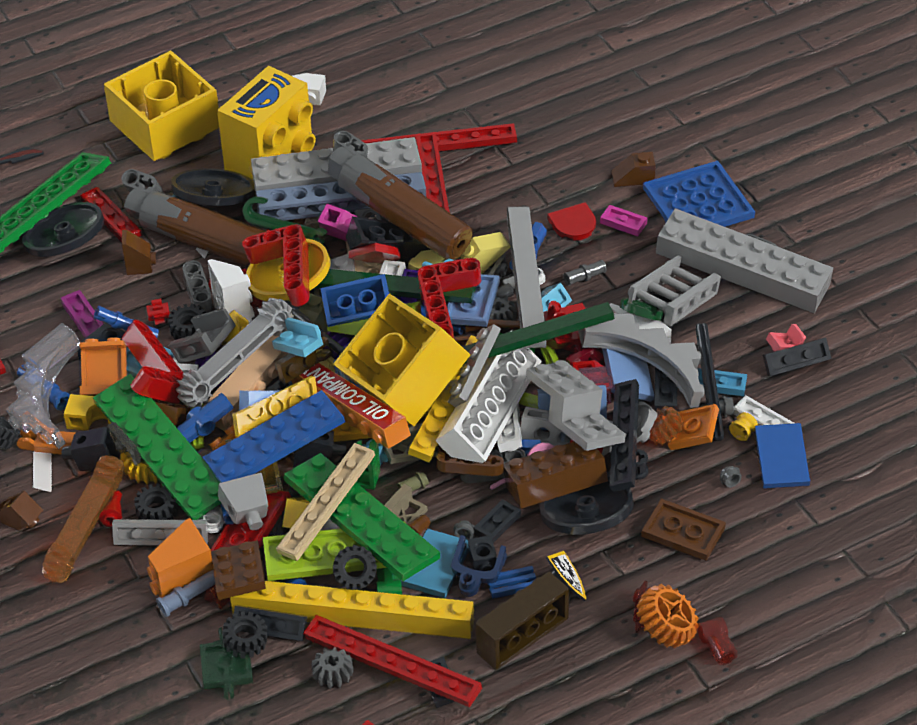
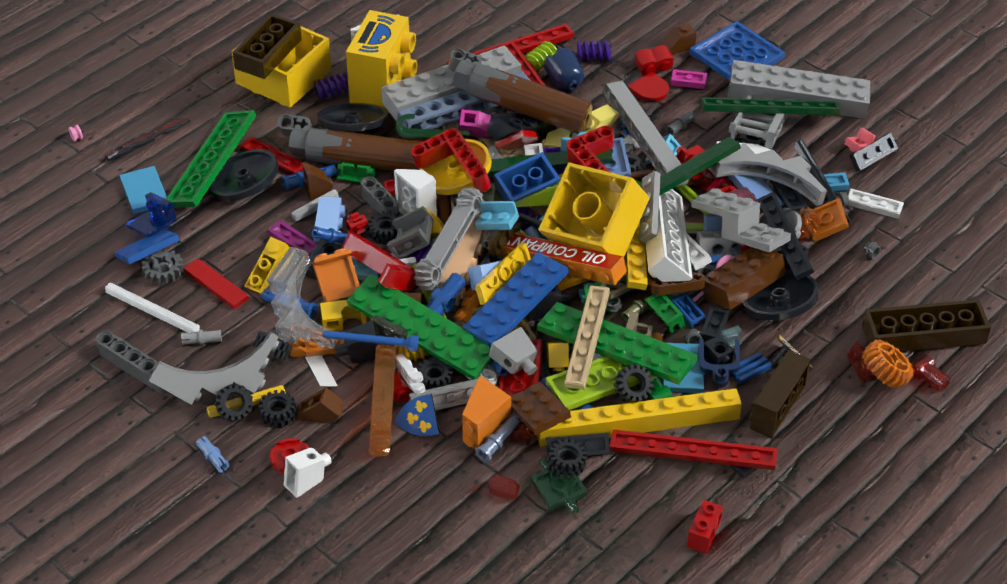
camera: 20 degrees left, 0 degrees up
(44, 326) = (266, 264): none -> yellow slope
(113, 547) = (419, 416): none -> blue shield
(114, 247) = (298, 178): none -> blue pin
(125, 497) = (410, 374): none -> white hinge
(127, 280) = (311, 207): none -> light grey axle
(133, 296) = (329, 214): none -> light blue brick
(136, 462) = (410, 343): none -> blue piece
(138, 86) = (267, 46): none -> dark brown brick
(165, 649) = (503, 487): none -> clear red brick
(182, 252) = (349, 173): none -> green hinge
(205, 146) = (335, 84): none -> dark purple piece
(332, 667) = (647, 467): dark grey gear -> none
(393, 471) = (613, 305): none -> dark grey plate
(446, 493) = (666, 311): none -> green hinge
(461, 158) = (539, 54): none -> lime piece
(479, 179) = (564, 70): none -> dark blue cylinder
(480, 511) = (689, 318): none -> blue tile
(506, 538) = (731, 335): none -> clear light blue tile
(528, 165) = (594, 51): none -> dark purple piece
(593, 188) = (654, 60): none -> red brick
(641, 309) = (748, 139): dark green tile -> none
(683, 529) = (857, 296): reddish brown plate -> none
(692, 274) = (770, 106): none -> dark green tile
(741, 582) = (928, 325): none -> dark brown brick
(743, 426) = (862, 211): yellow wheel -> none
(782, 455) = (902, 226): blue tile -> none

